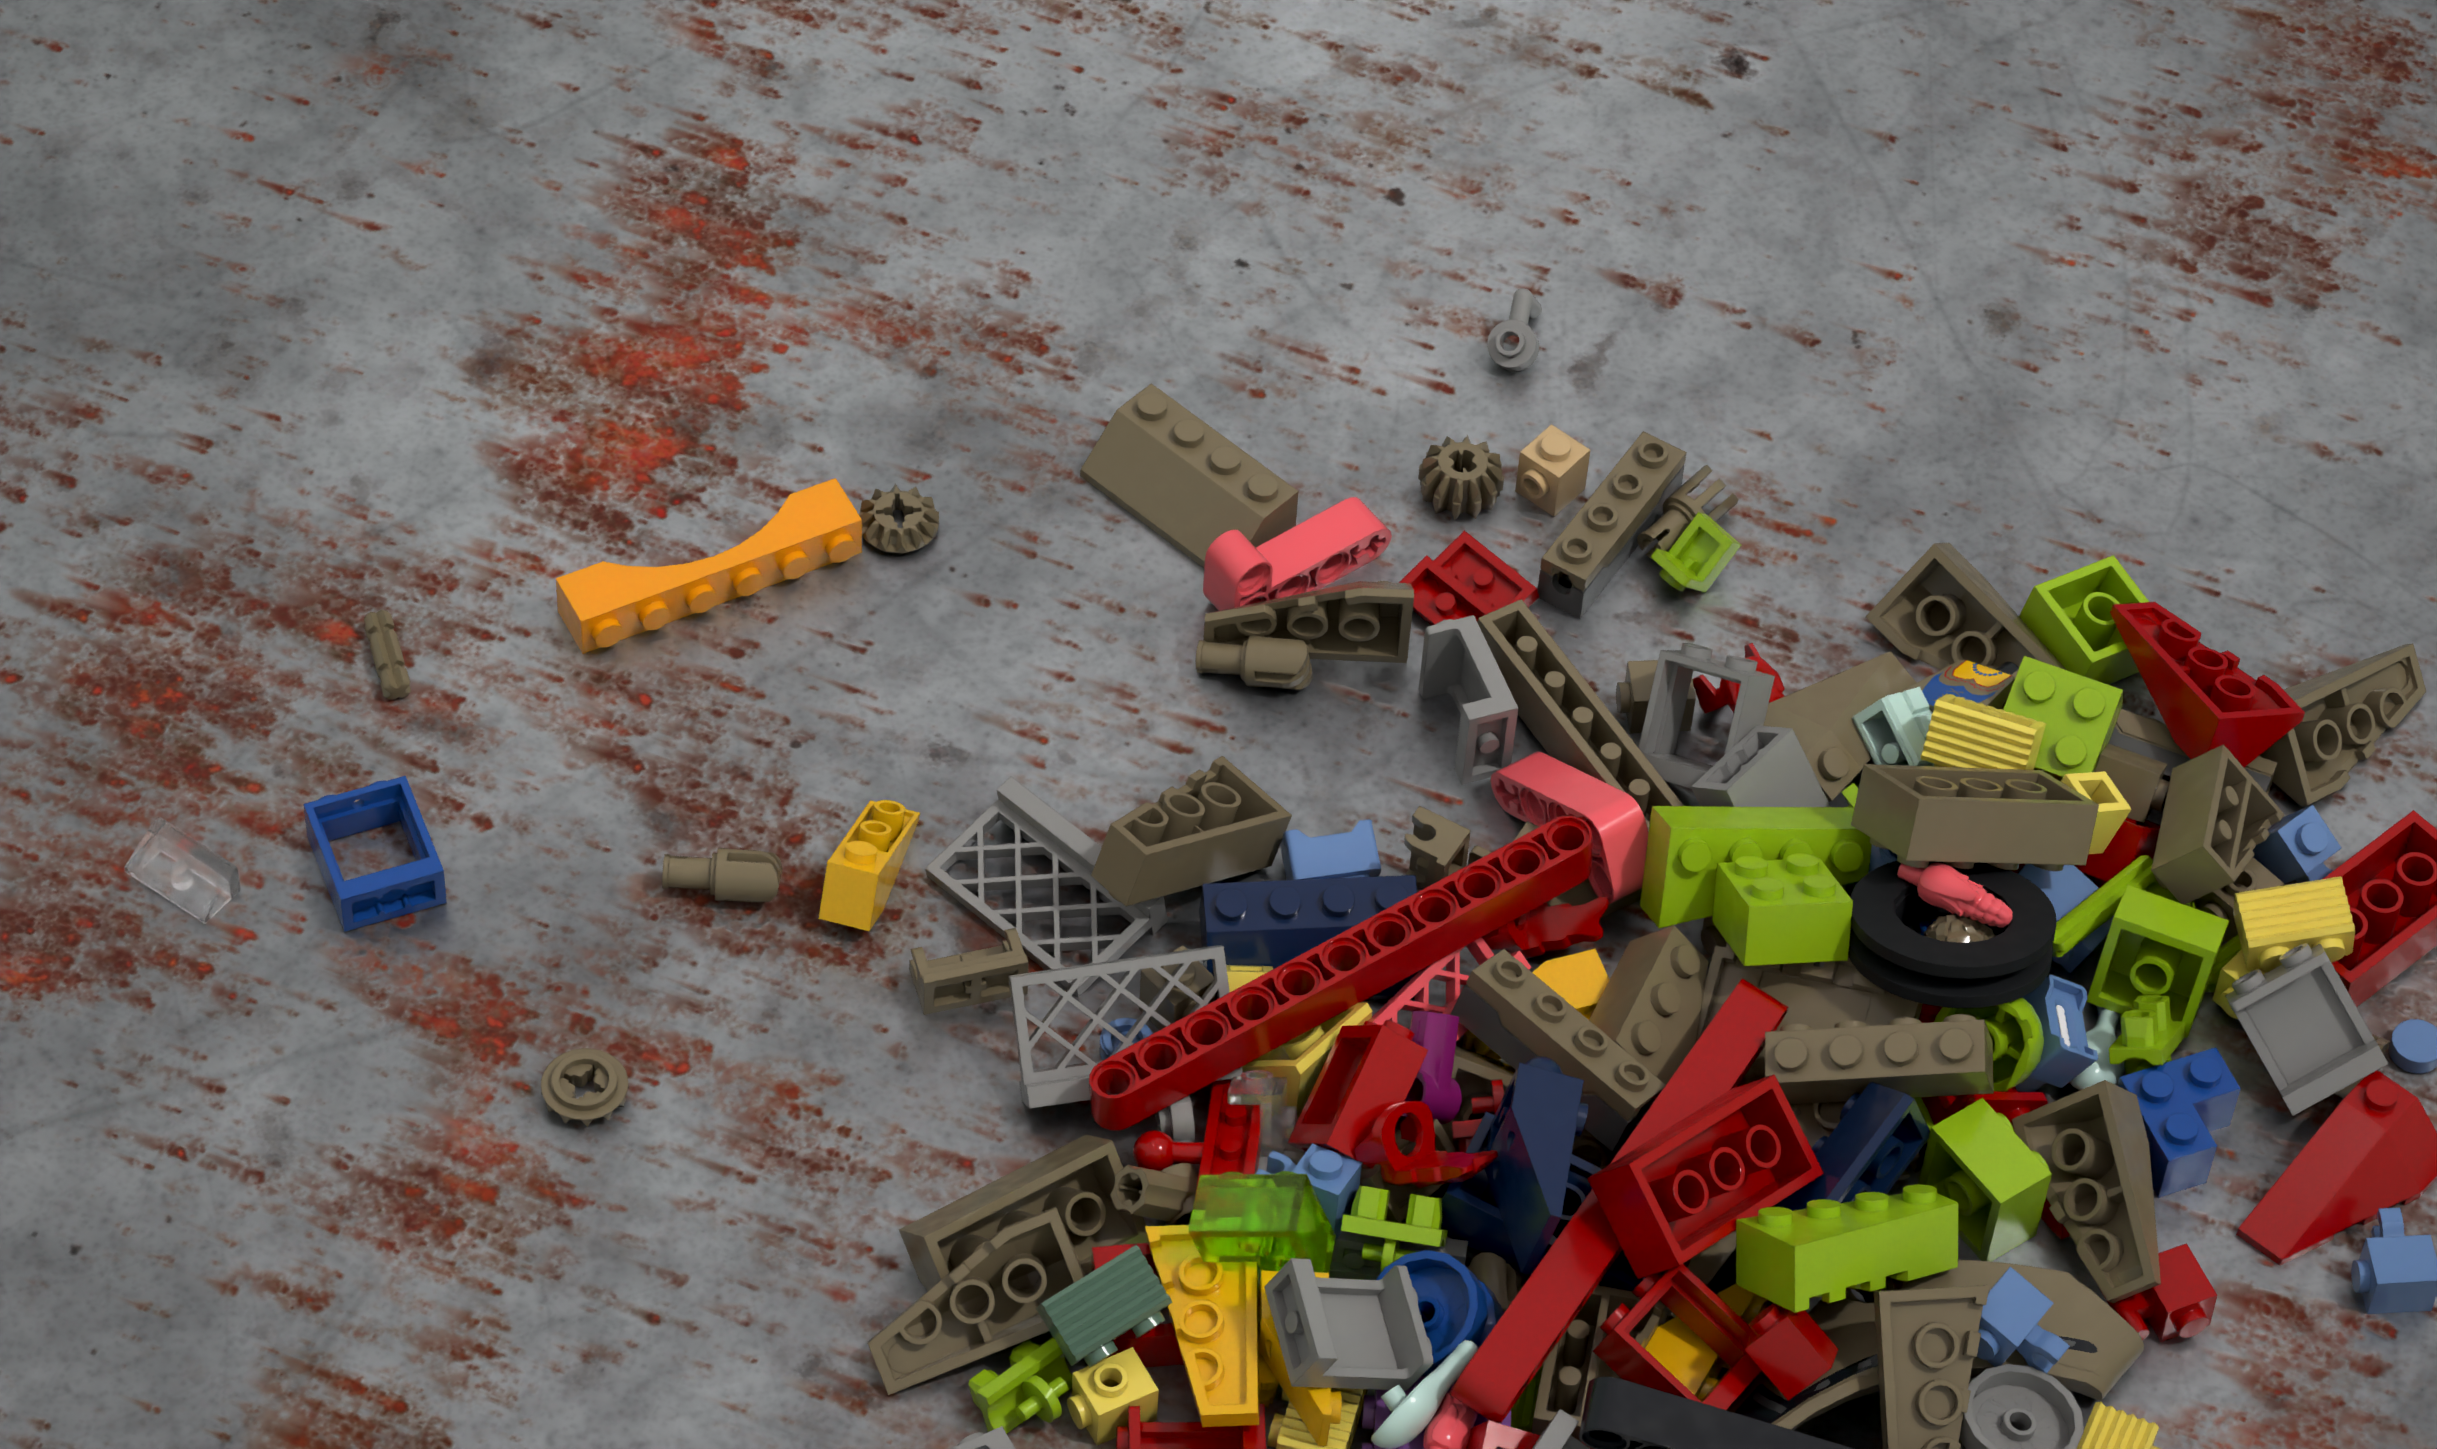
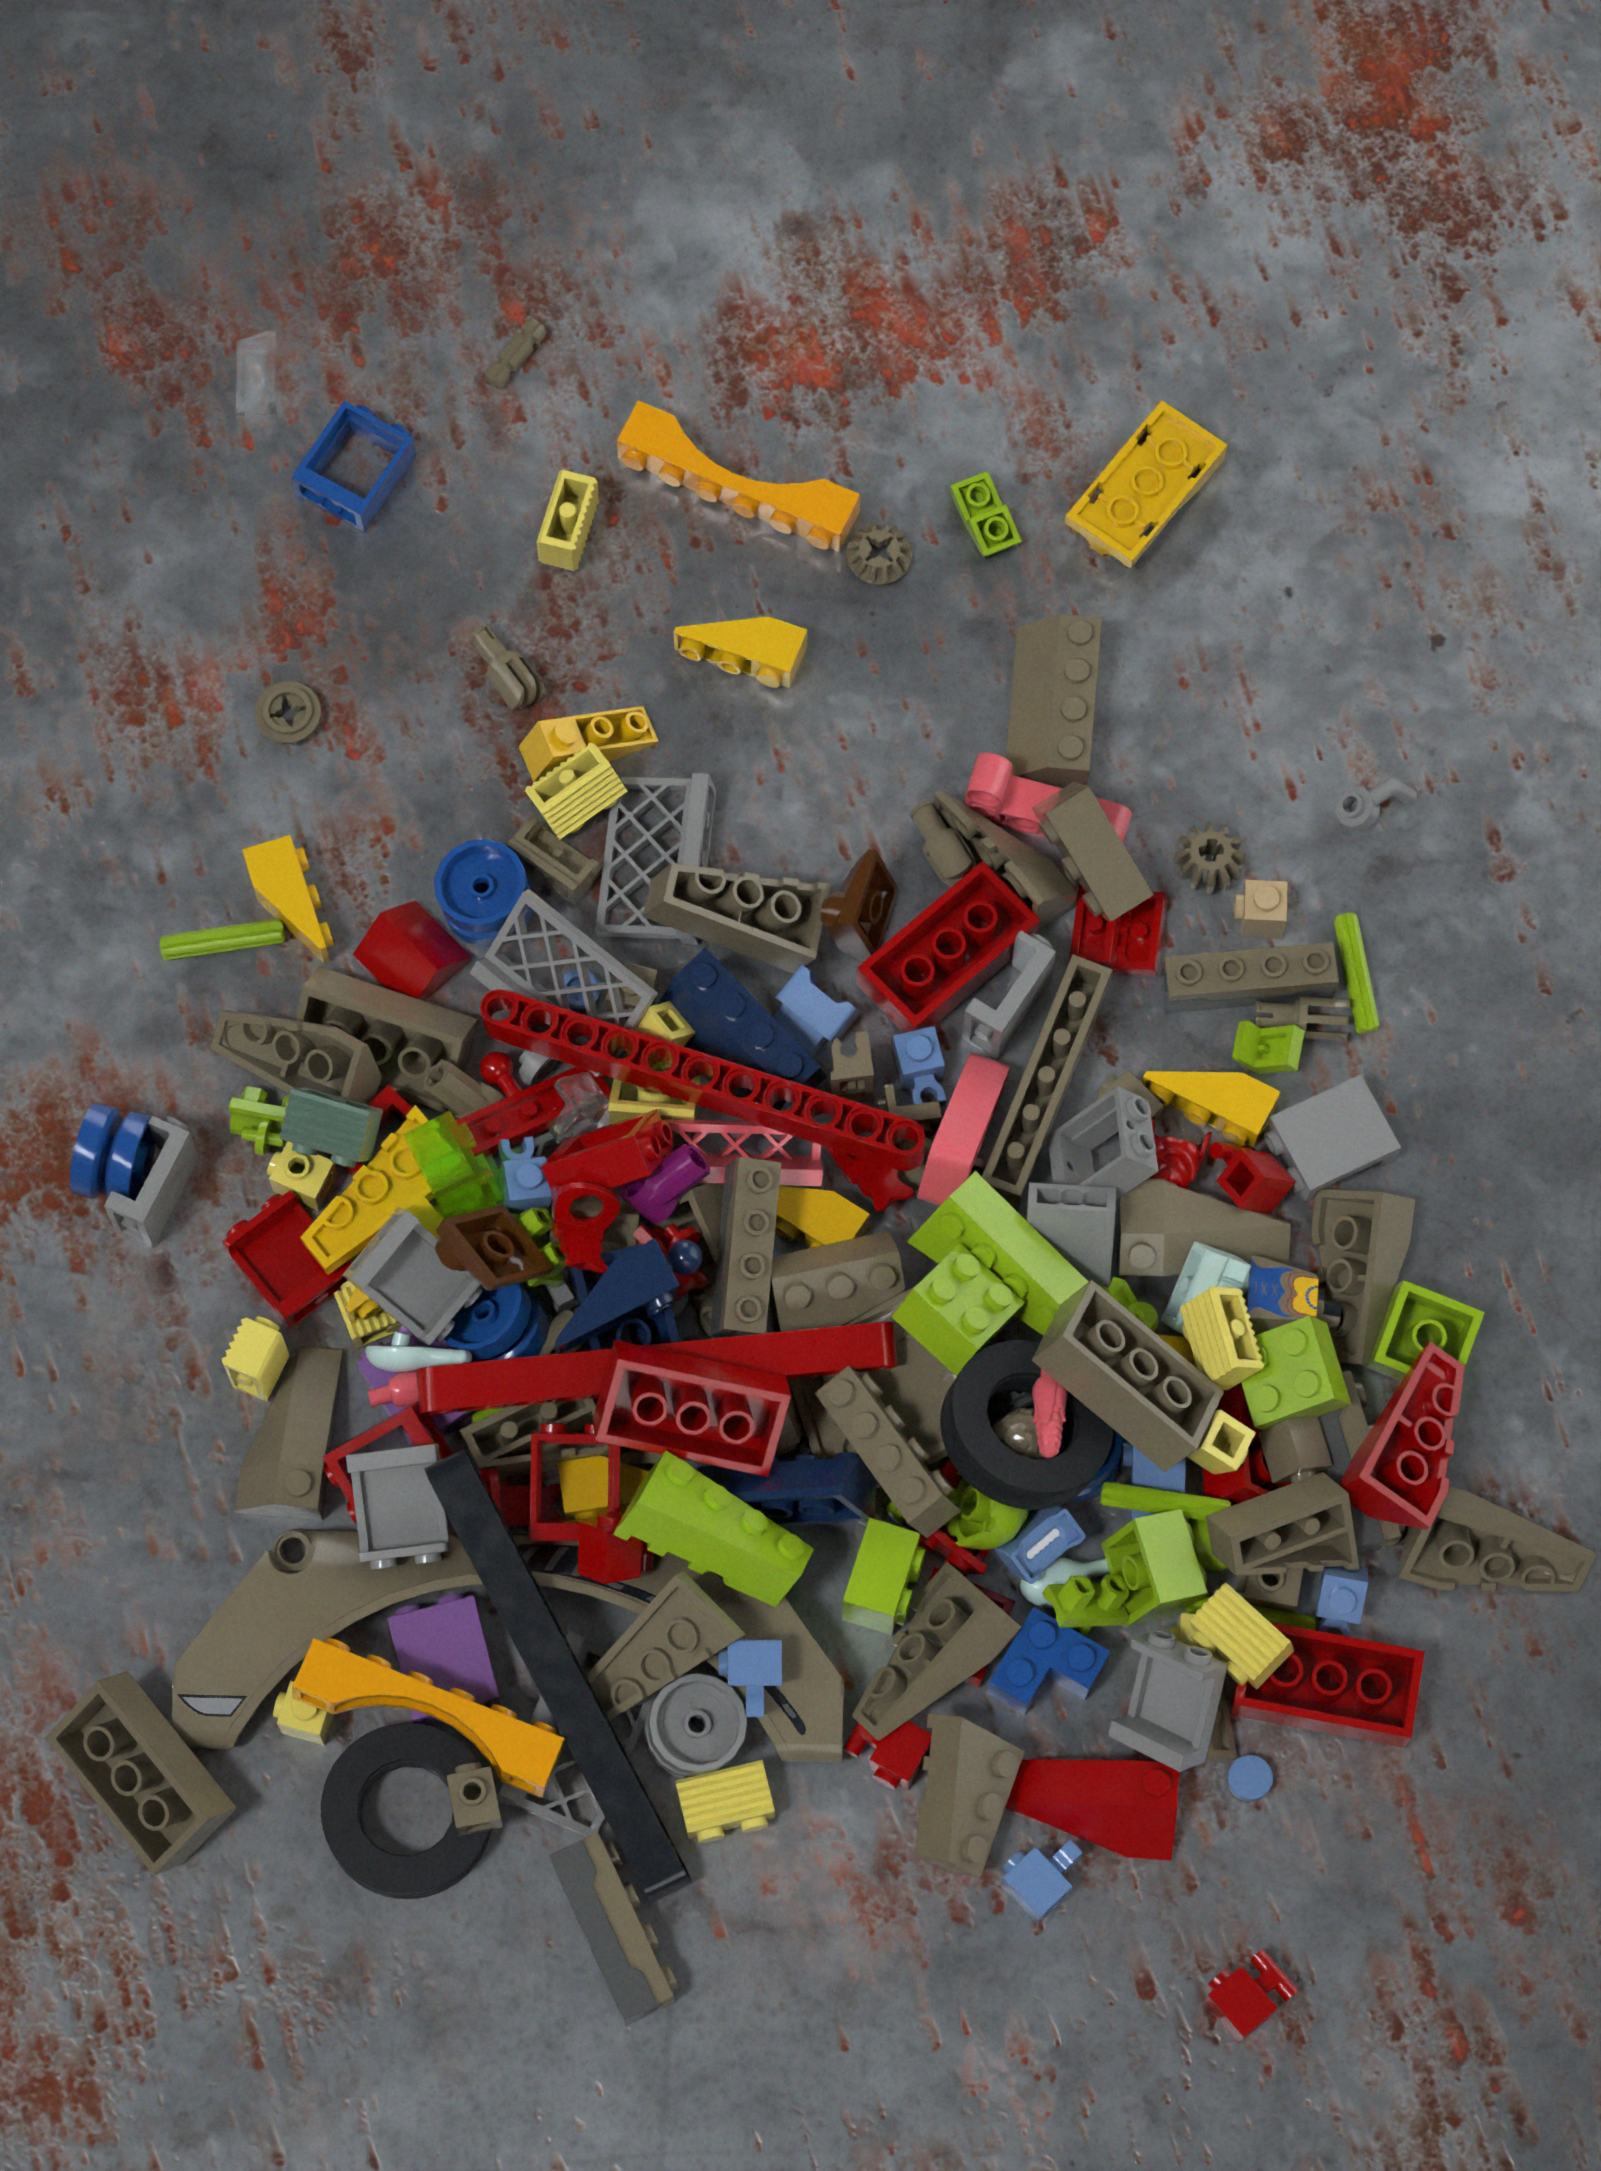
camera: 55 degrees right, 20 degrees up
(622, 716) = (568, 520): none -> light yellow brick
(778, 1304) = (222, 939): none -> lime axle
(789, 1211) = (282, 890): none -> yellow slope
(902, 669) = (752, 646): none -> yellow slope
(922, 892) = (576, 790): none -> light yellow brick
(950, 1155) = (410, 952): none -> red slope
(954, 422) = (984, 514): none -> lime slope
(956, 1039) = (479, 889): none -> blue wheel
(1038, 280) = (1146, 484): none -> yellow piece
(1269, 753) = (862, 908): none -> reddish brown slope
(1375, 720) = (946, 951): none -> red brick
(1383, 1238) = (490, 1248): none -> reddish brown slope
(1384, 532) = (1092, 851): none -> dark tan wedge
(1473, 807) = (919, 1063): none -> medium blue brick
(1624, 432) = (1356, 973): none -> lime axle
(1723, 618) = (1223, 1100): none -> yellow slope
(1818, 644) = (1251, 1177): none -> red brick
(1828, 570) = (1331, 1136): none -> light grey panel
(2269, 1259) = (964, 1794): none -> dark tan wedge

